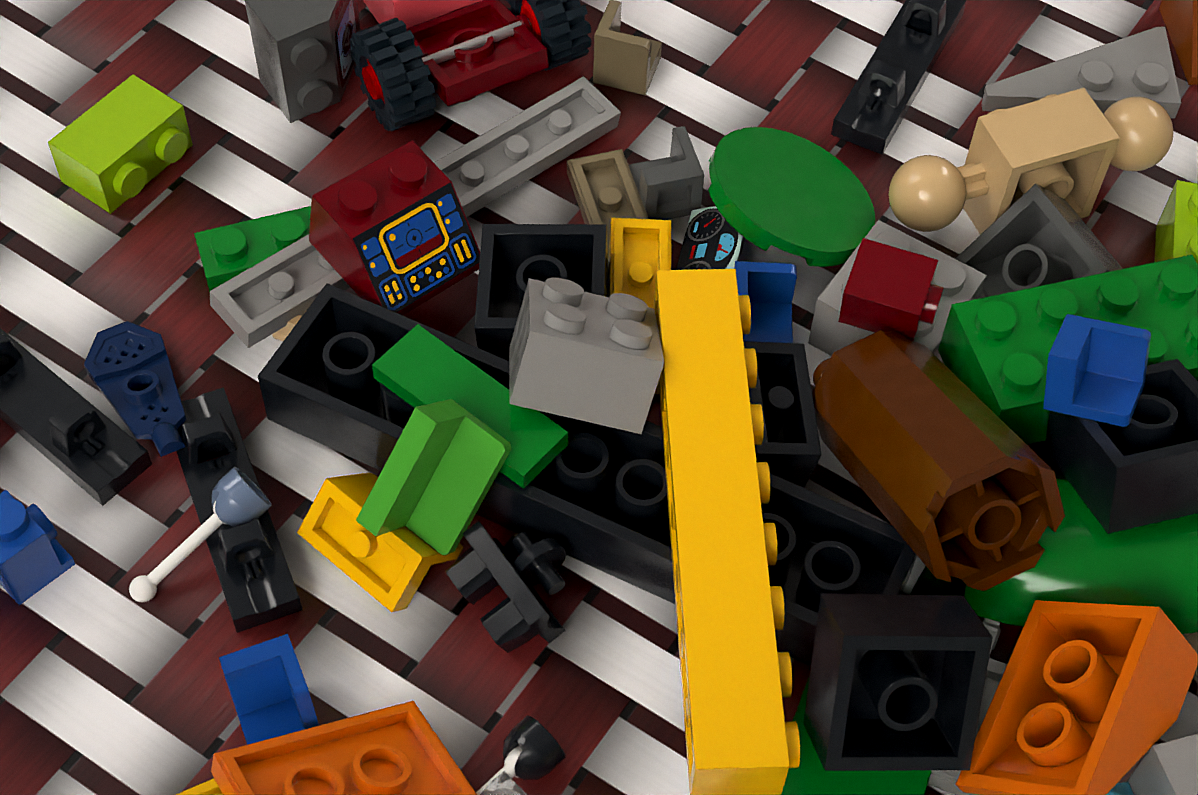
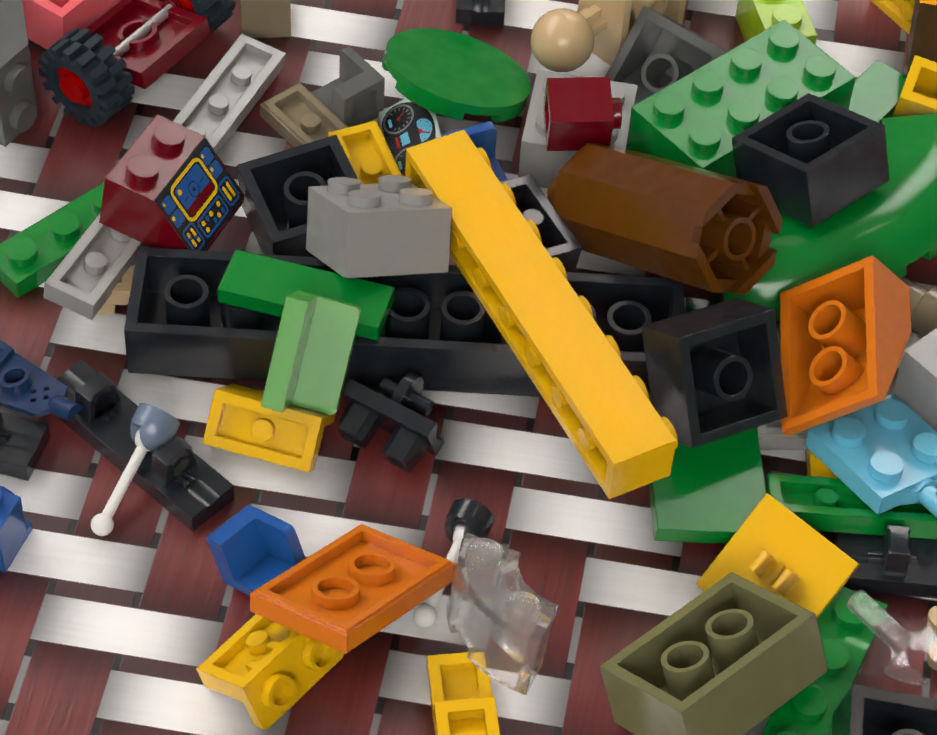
camera: 25 degrees left, 5 degrees down
(1096, 370) = (762, 113): blue panel -> none

